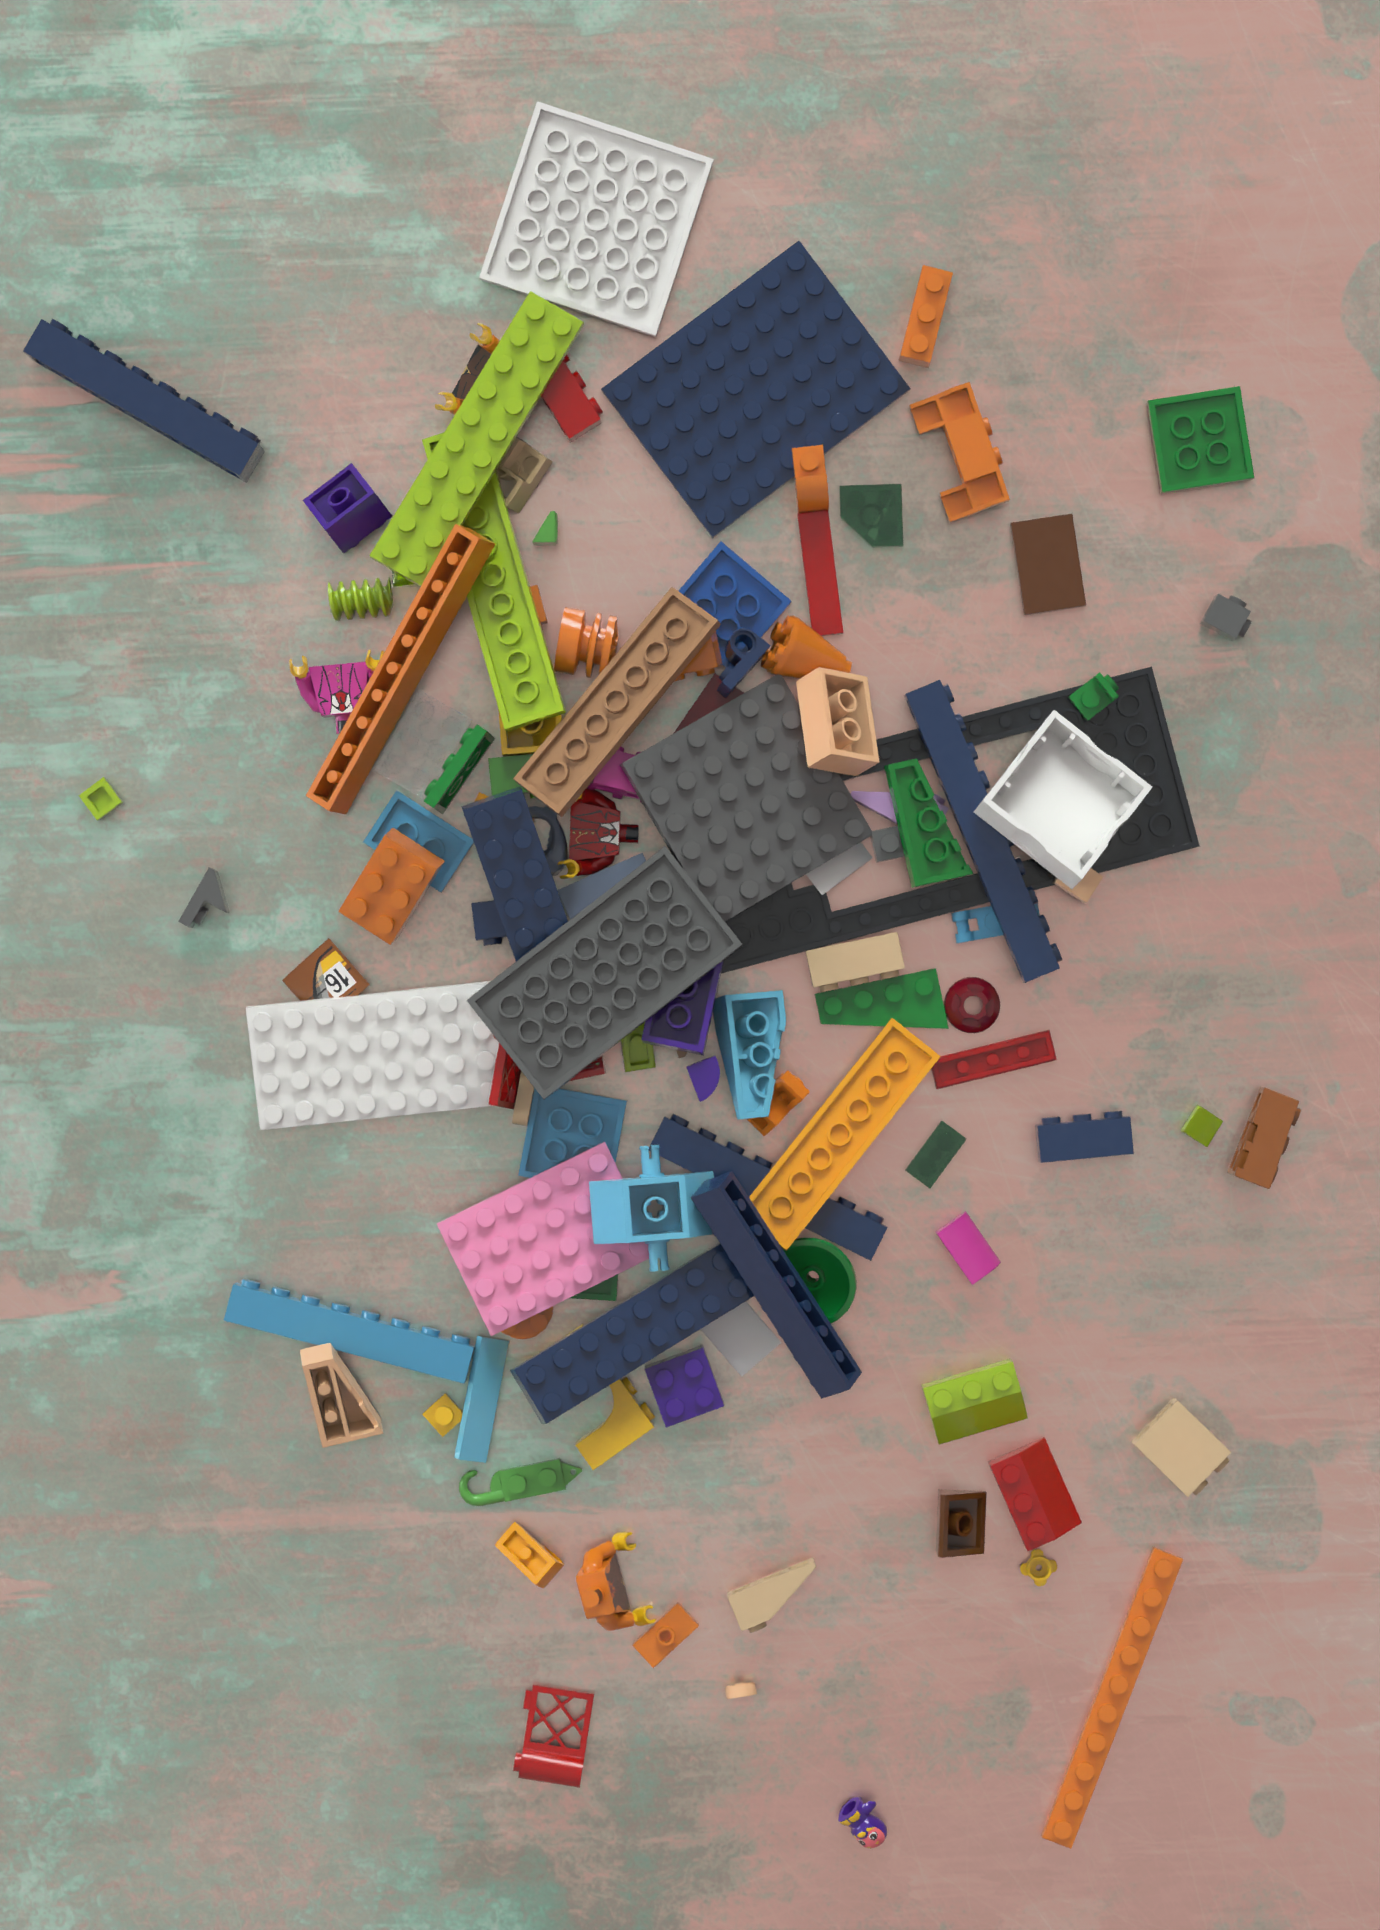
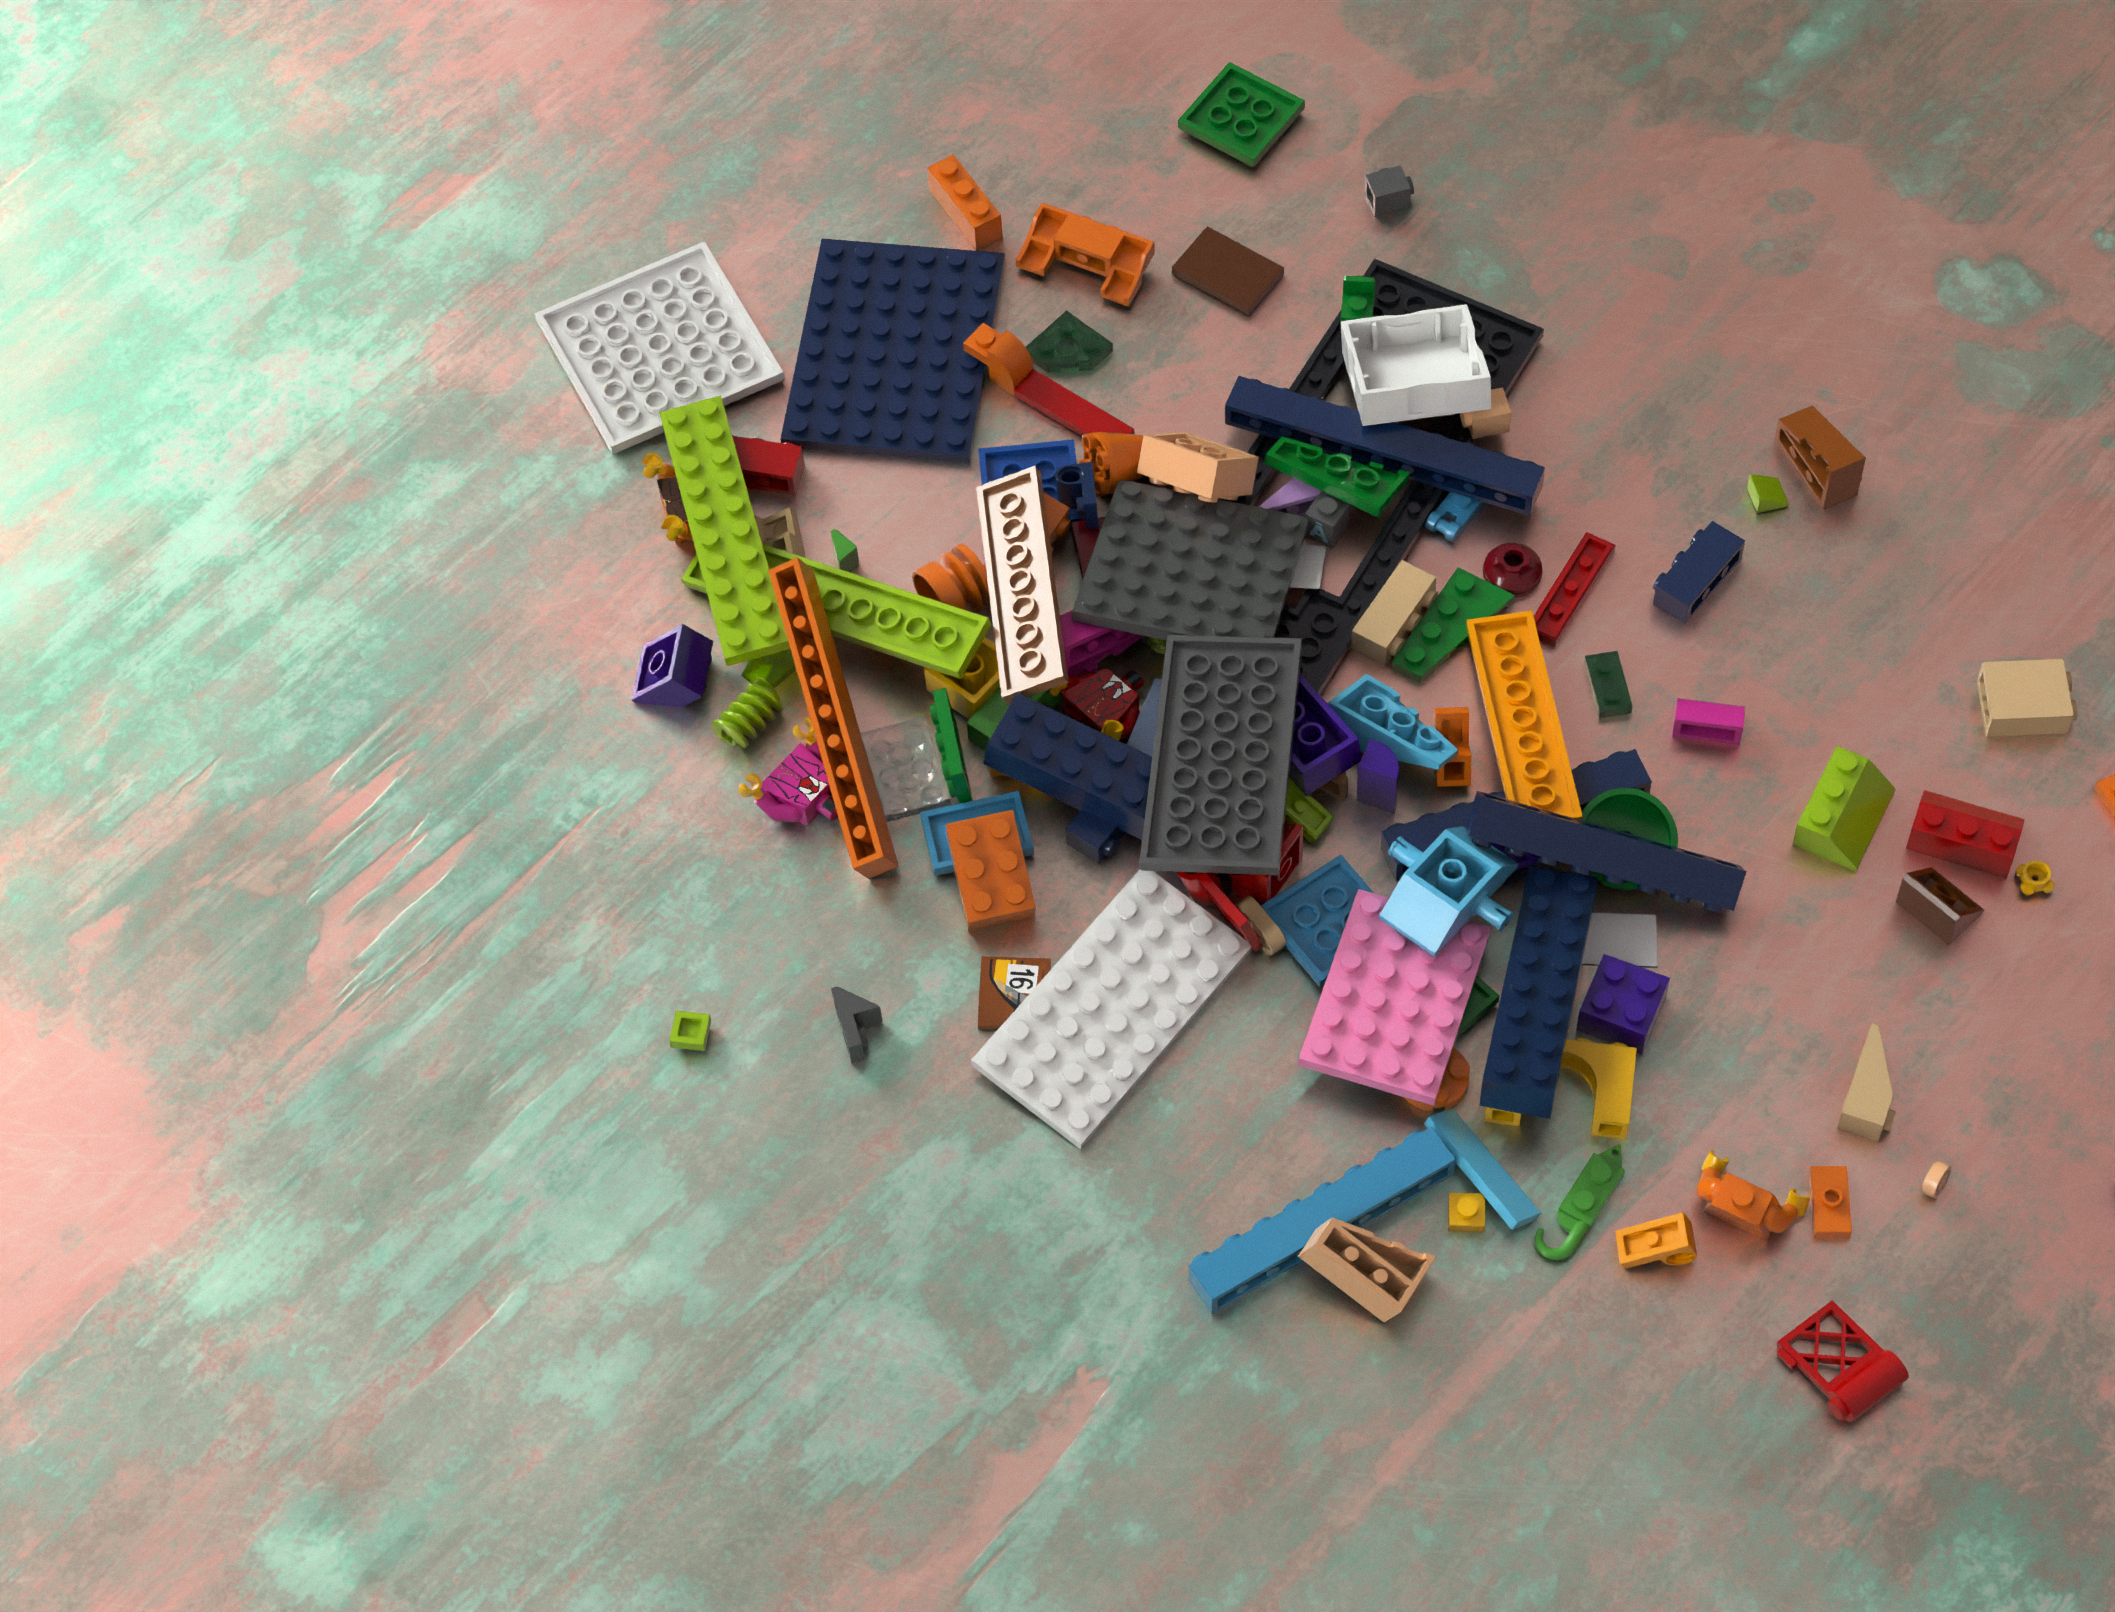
camera: 45 degrees left, 30 degrees down
(143, 400) = (433, 729): dark blue brick -> none

